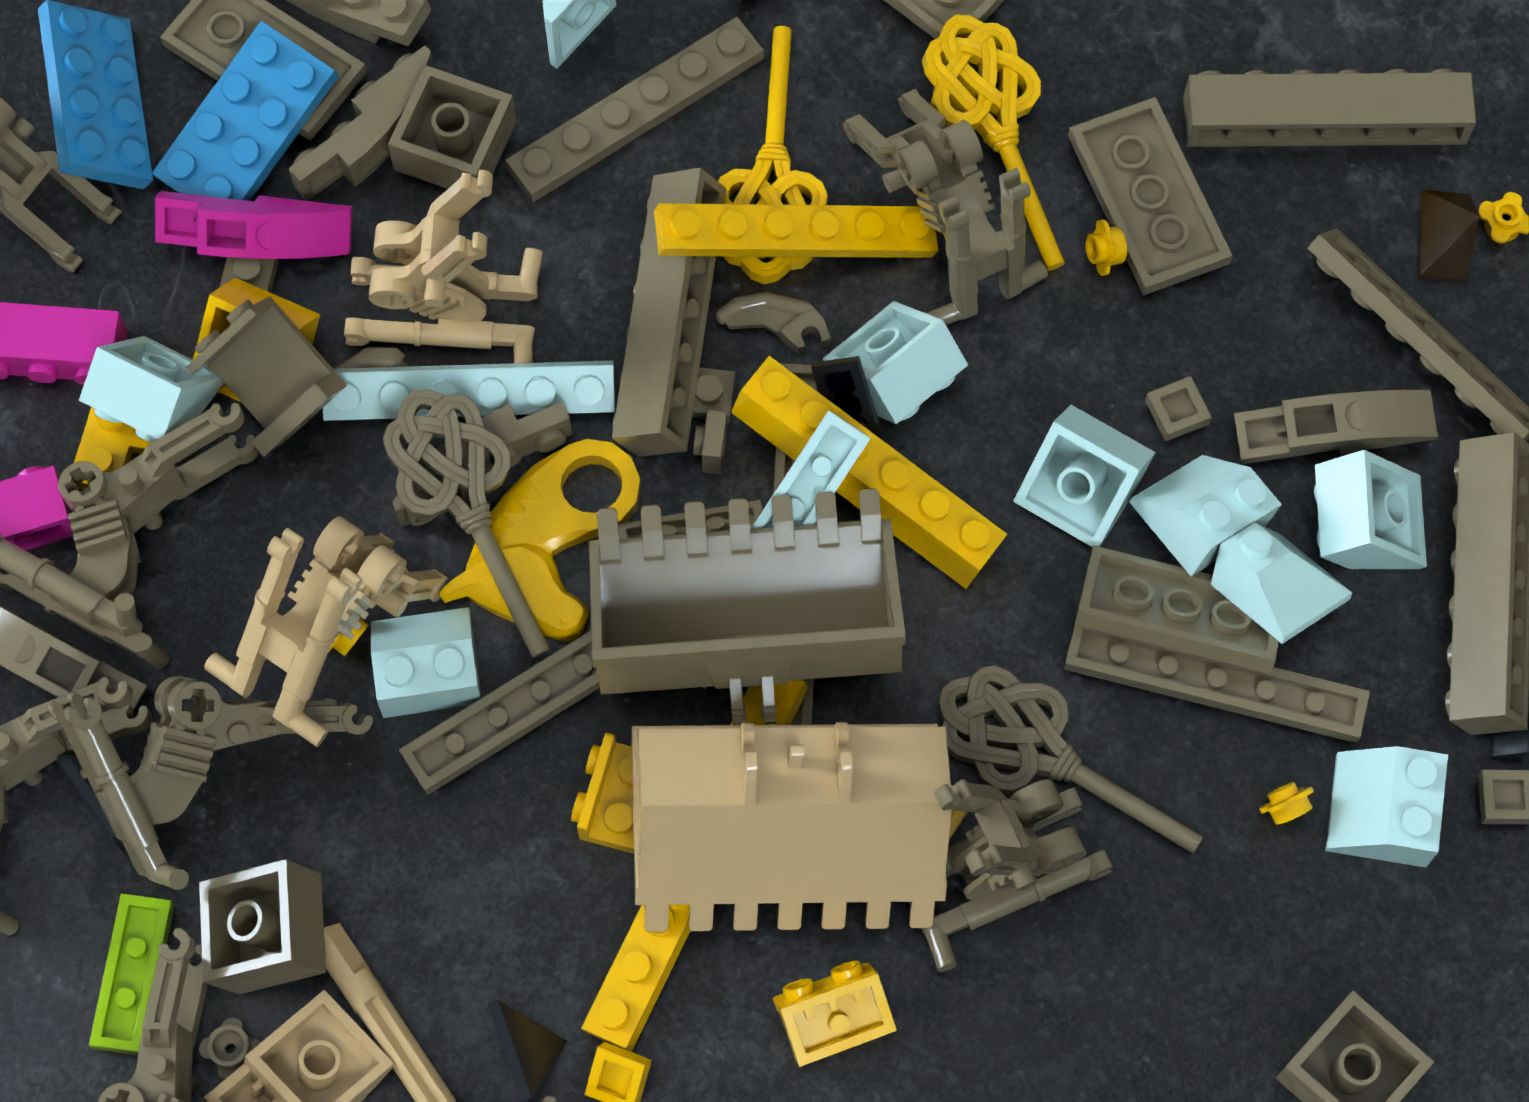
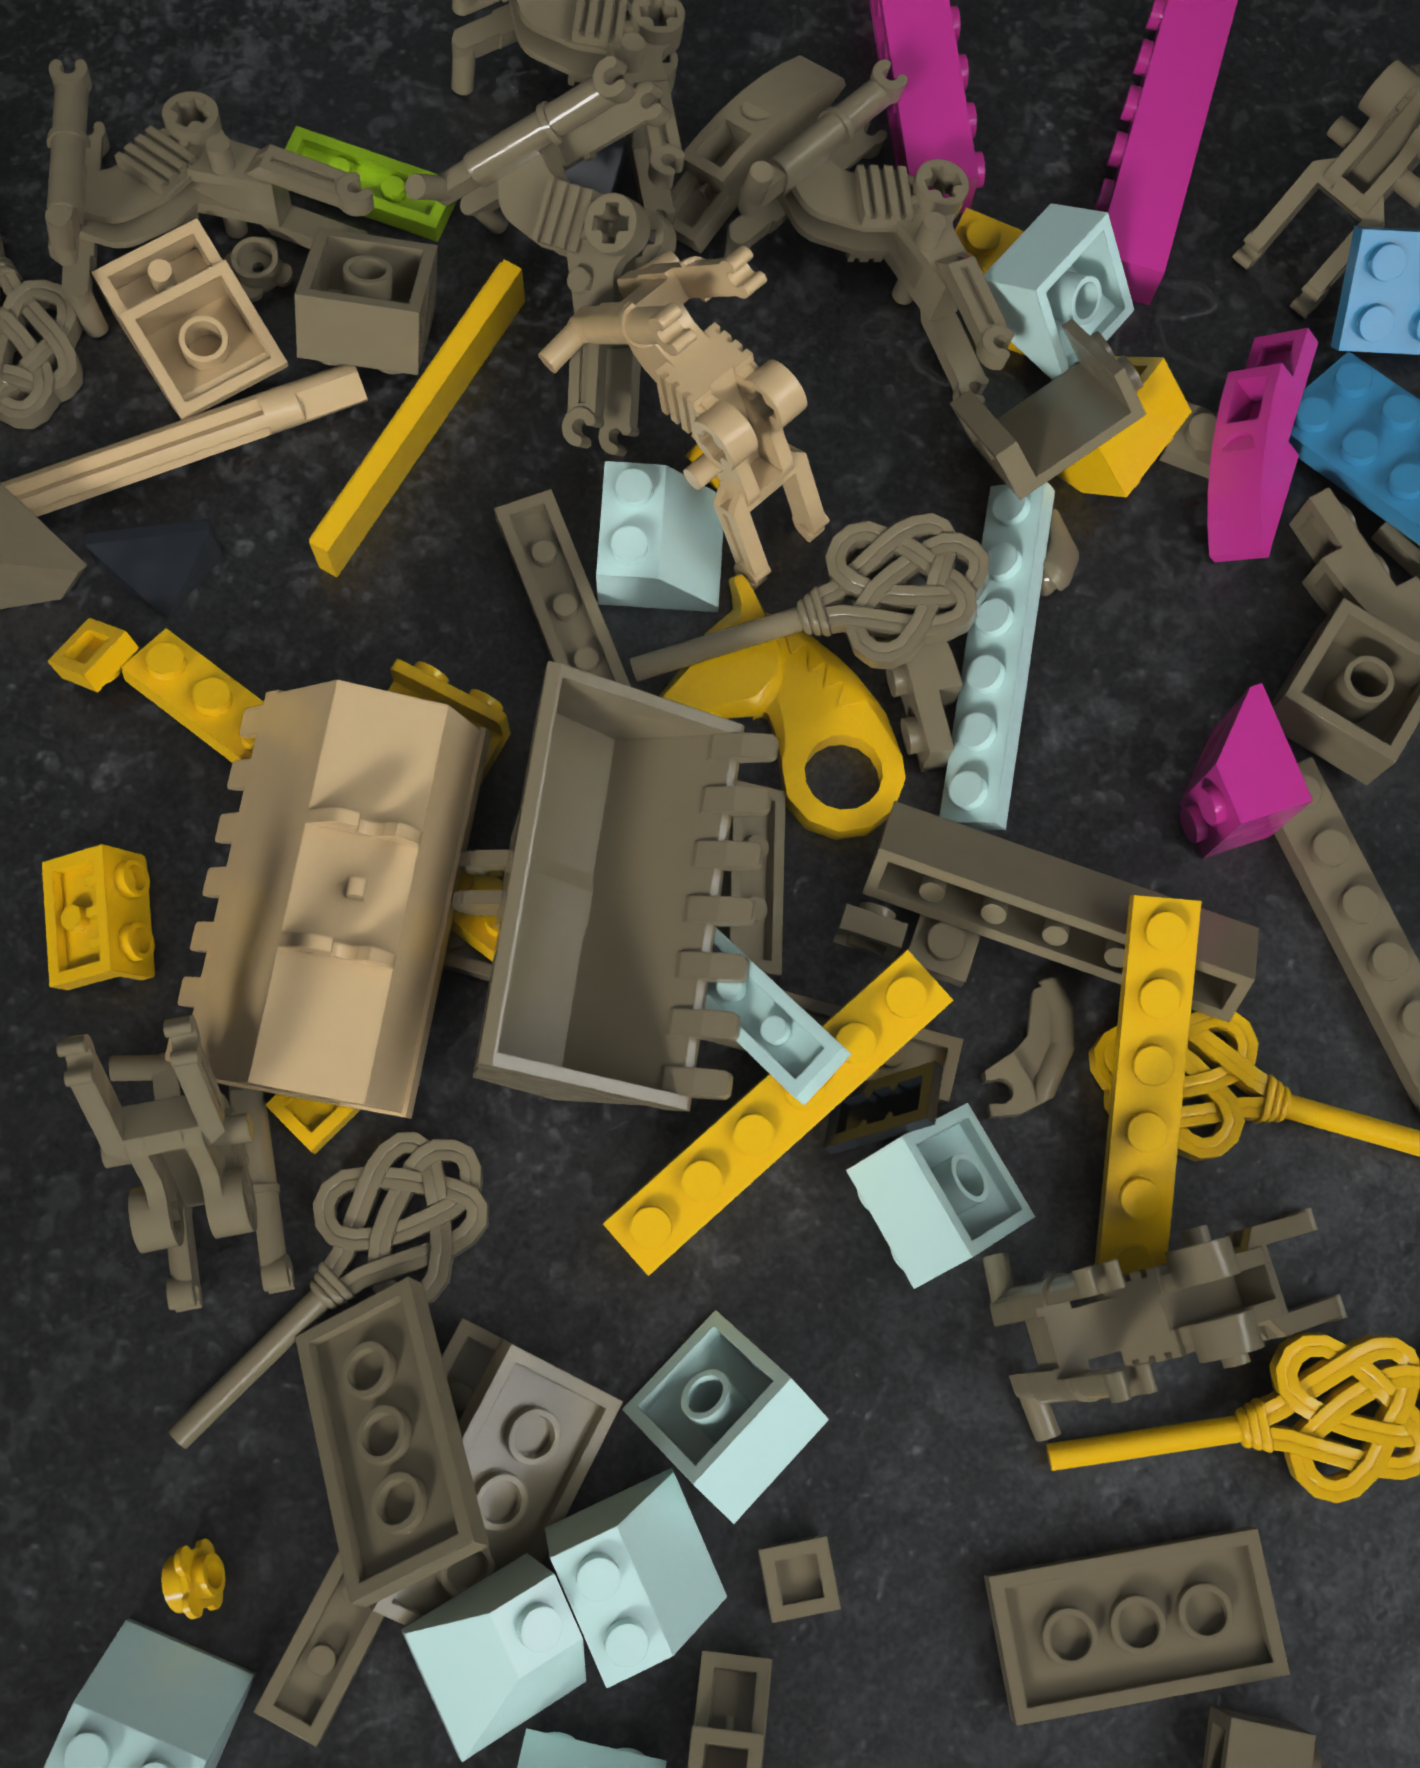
camera: 95 degrees right, 5 degrees up
(353, 871) = (418, 419): none -> yellow tile
(442, 281) = (1127, 627): tan piece -> none
(543, 201) = (1243, 780): none -> dark pink slope
(1106, 247) = (1063, 1536): yellow plate -> none
(1161, 679) = (389, 1443): none -> dark tan plate

